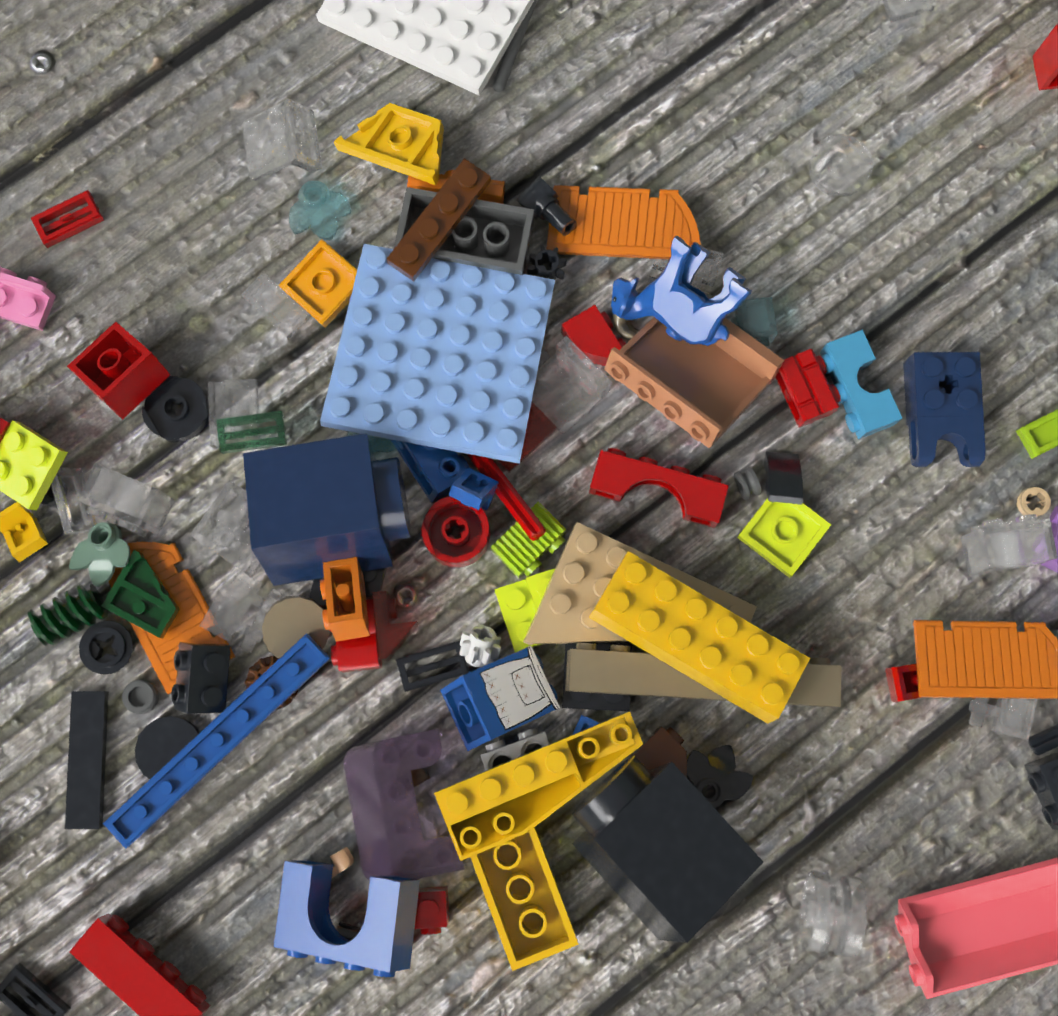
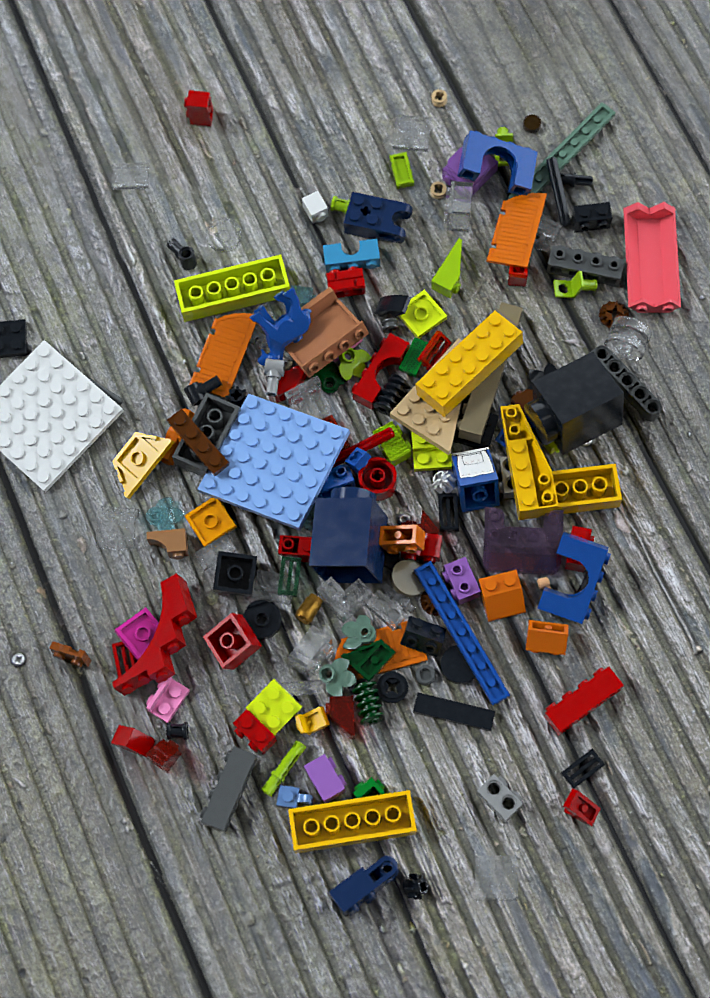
camera: 70 degrees left, 10 degrees down
(40, 578) = (342, 714): none -> clear red slope
(52, 132) = (77, 658): none -> dark orange wing
(102, 269) = (168, 638): none -> red arch
(108, 229) = (138, 632): none -> dark pink plate
(185, 564) = (356, 632): none -> sand green plate
(207, 477) = (309, 609): none -> pearl gold piece
(235, 343) = (235, 574): none -> black brick
(238, 890) = (547, 637): none -> orange brick
(271, 234) = (173, 541): none -> medium nougat arch
(301, 792) = (502, 595): none -> orange slope
(302, 421) = (295, 547): none -> red slope
(310, 718) = (461, 580): none -> medium lavender brick
(601, 308) = (274, 370): none -> light grey pin
(618, 518) = (391, 394): none -> black piece
(630, 414) = (331, 375): none -> dark green plate
(657, 442) = (354, 365): none -> lime plate
(702, 540) = (410, 364): none -> green tile
(721, 566) = (432, 348): none -> red tile
(741, 202) = (231, 288): none -> neon yellow brick
(750, 909) = (635, 388): none -> dark grey beam
(782, 110) = (184, 254): none -> black pin
(868, 862) = (606, 310): none -> reddish brown gear
(871, 560) = (448, 276): none -> lime slope
(914, 790) = (574, 286): none -> lime bracket
(934, 300) = (315, 207): none -> white brick
(952, 337) = (339, 204): none -> lime bush
(960, 802) = (593, 265): none -> dark grey brick

